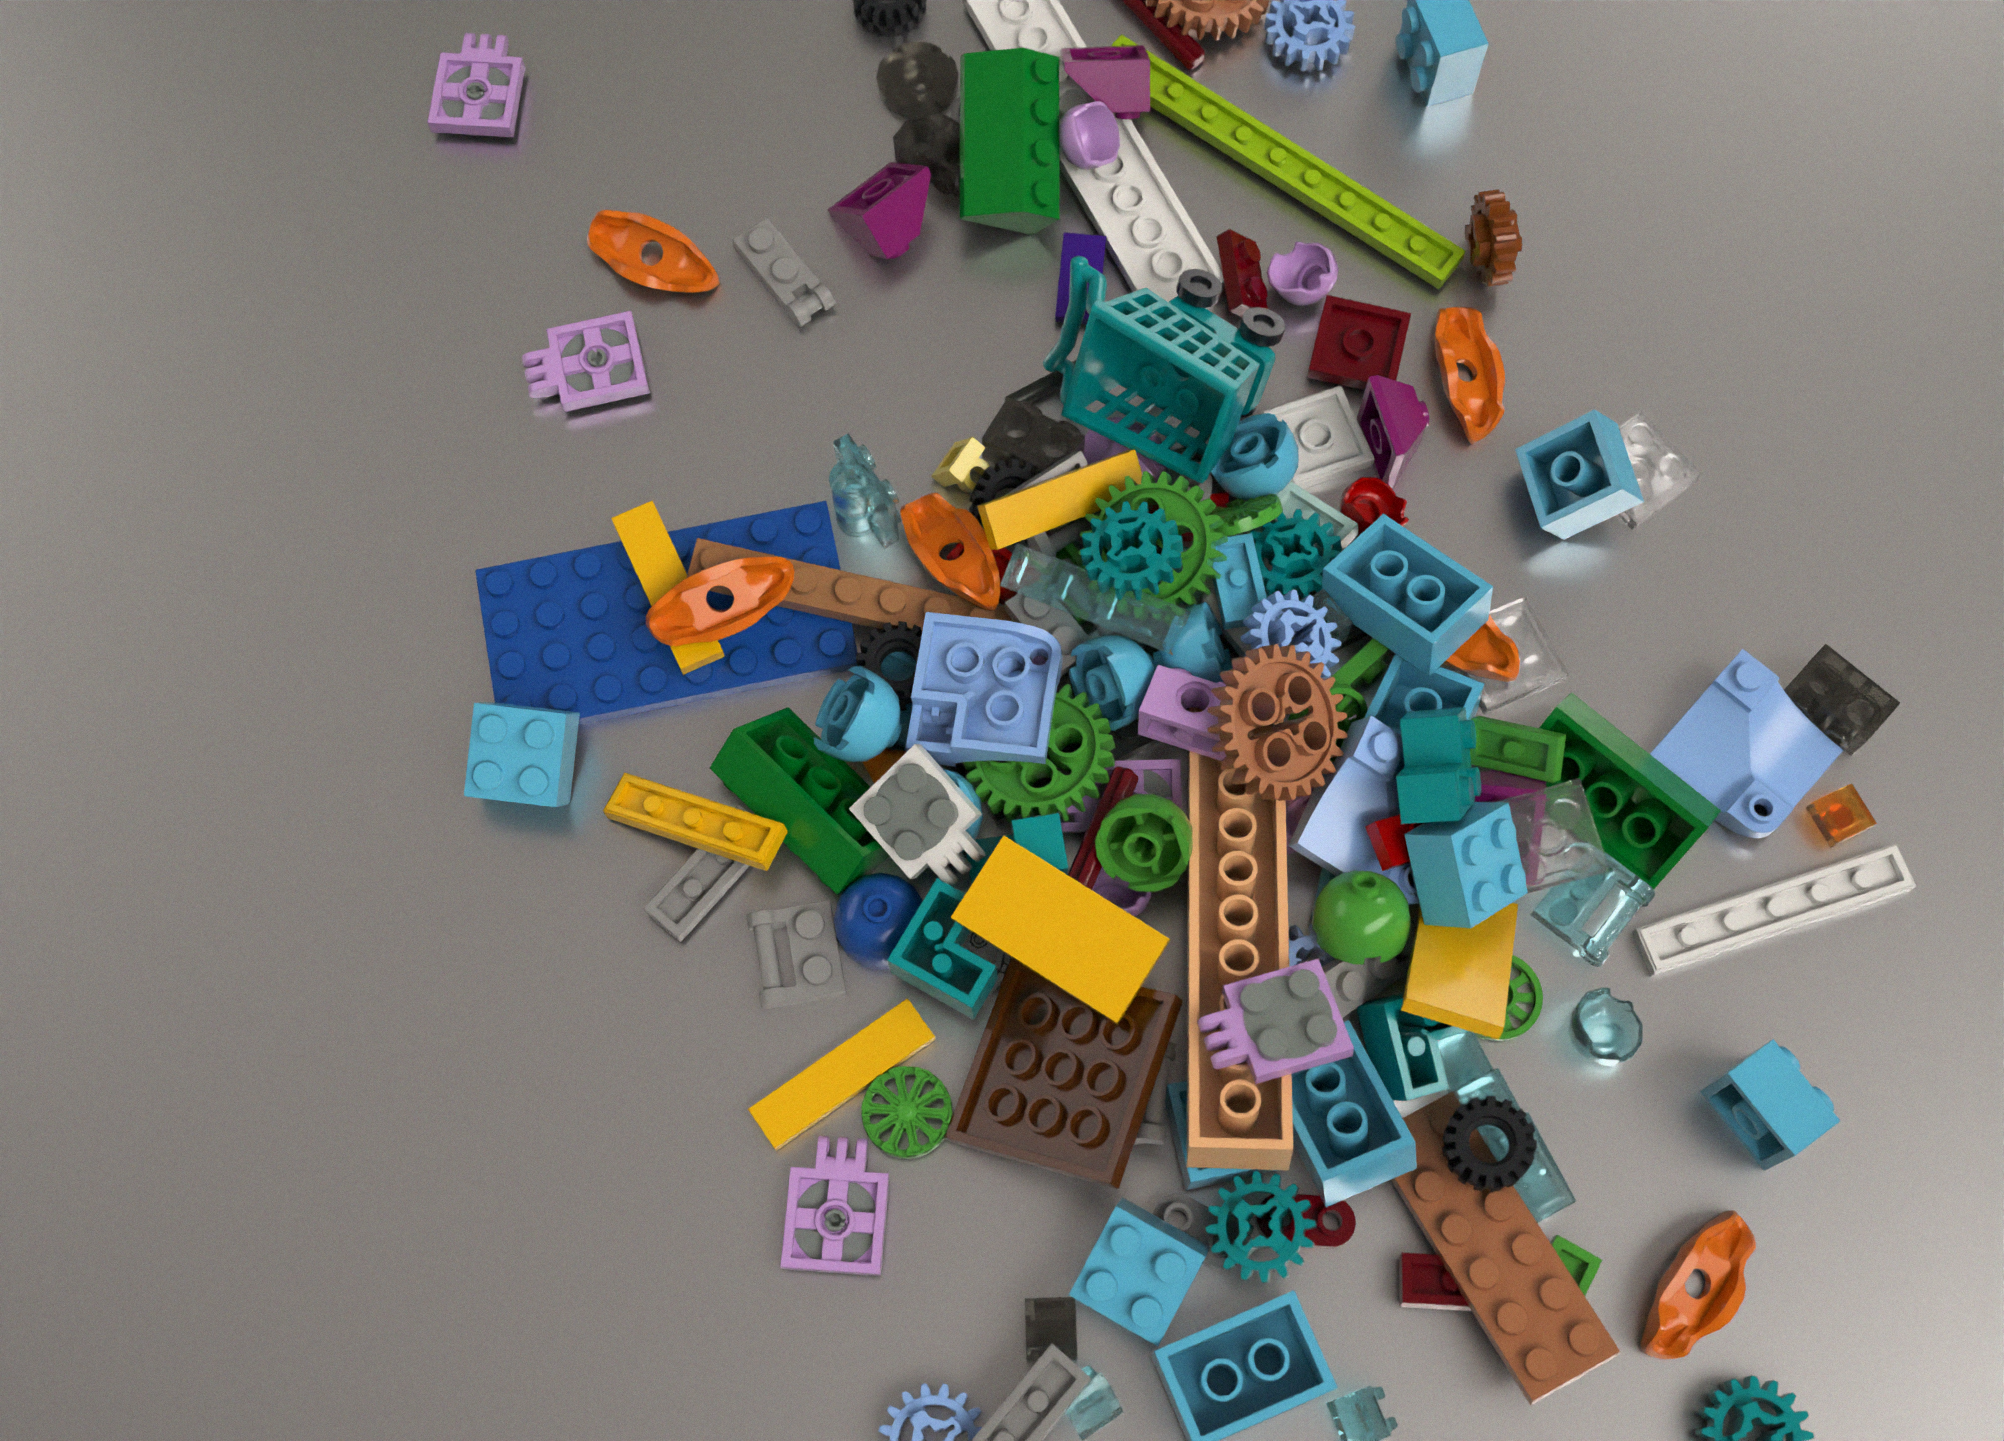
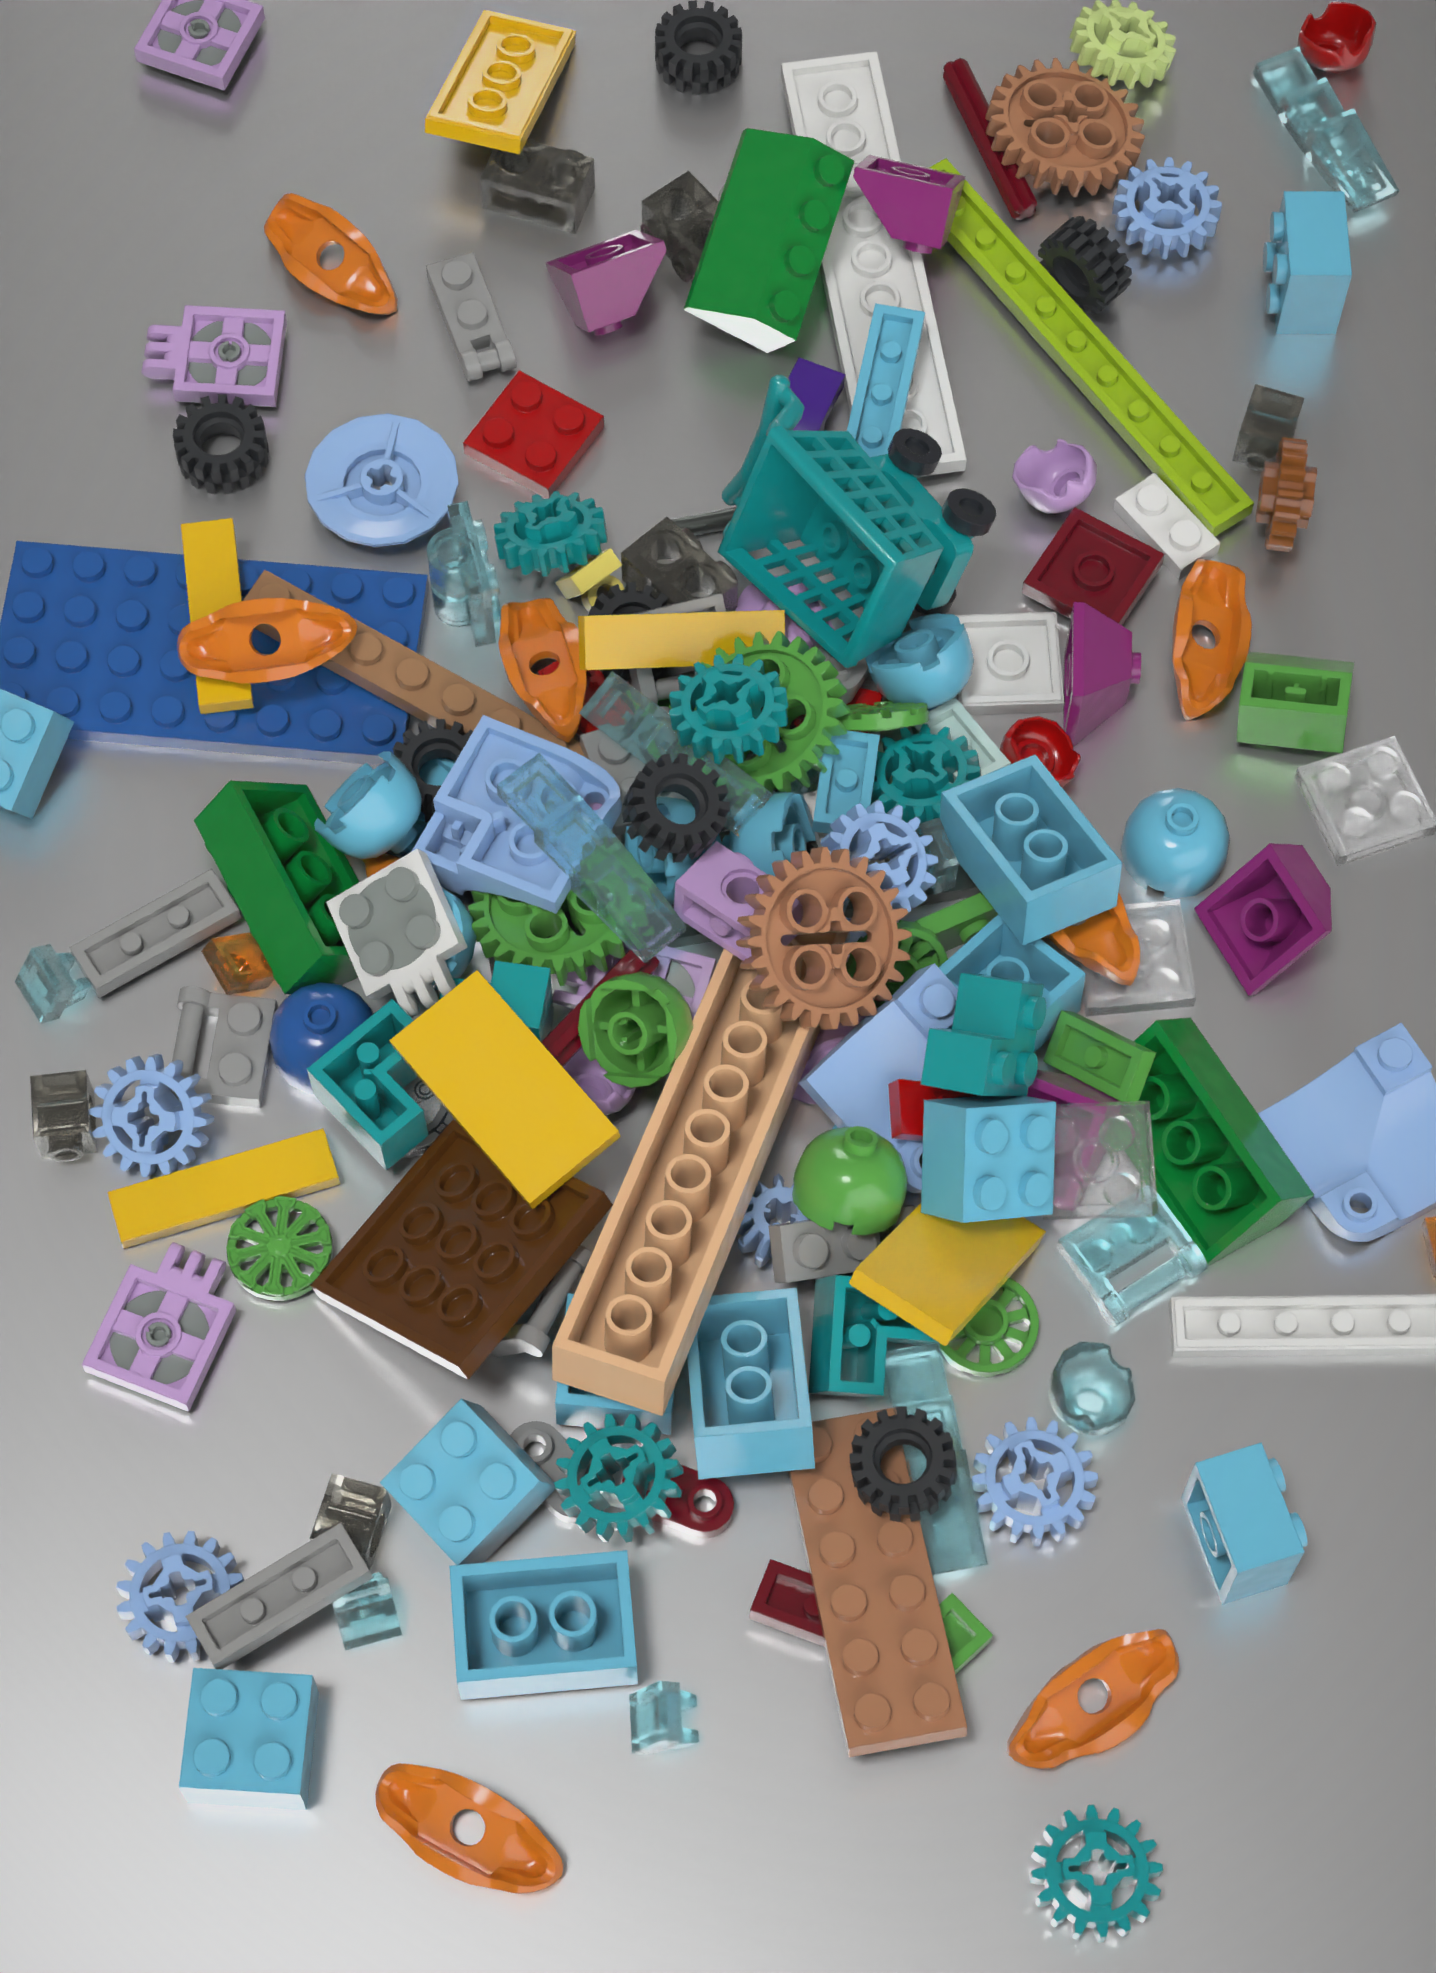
camera: 15 degrees right, 5 degrees down
(612, 416) = (216, 420): none -> black tyre
(635, 944) = (47, 982): none -> clear light blue tile
(689, 1055) = (62, 1115): none -> clear smoke brick
(696, 821) = (158, 872): yellow tile -> none
(741, 69) = (500, 82): none -> yellow tile
(749, 1048) = (145, 1135): none -> light blue gear
(754, 404) = (369, 454): none -> light blue piece
(789, 879) = (238, 963): none -> clear orange plate
(800, 154) = (539, 185): none -> clear smoke brick
(869, 357) = (533, 434): none -> red plate
(916, 75) = (698, 141): clear smoke tile -> none
(916, 437) = (550, 533): none -> teal gear
(1063, 709) = (592, 857): none -> clear light blue slope
(1089, 135) = (861, 257): lavender hair -> none
(1135, 629) = (692, 784): none -> black tyre
(1143, 231) = (885, 377): none -> medium azure plate
(1241, 272) = (987, 455): dark red plate -> none
(1266, 90) = (1086, 263): none -> black tyre
(1278, 1023) = (699, 1249): piece -> none
(1400, 288) = (1166, 525): none -> white plate
(1453, 186) = (1267, 419): none -> clear smoke brick
(1504, 547) = (1175, 843): none -> medium azure cylinder
(1554, 396) = (1294, 702): none -> bright green slope
(1579, 475) = (1285, 780): medium azure brick -> none
(1600, 1132) = (1054, 1469): none -> light blue gear
(1602, 589) = (1268, 914): none -> magenta slope

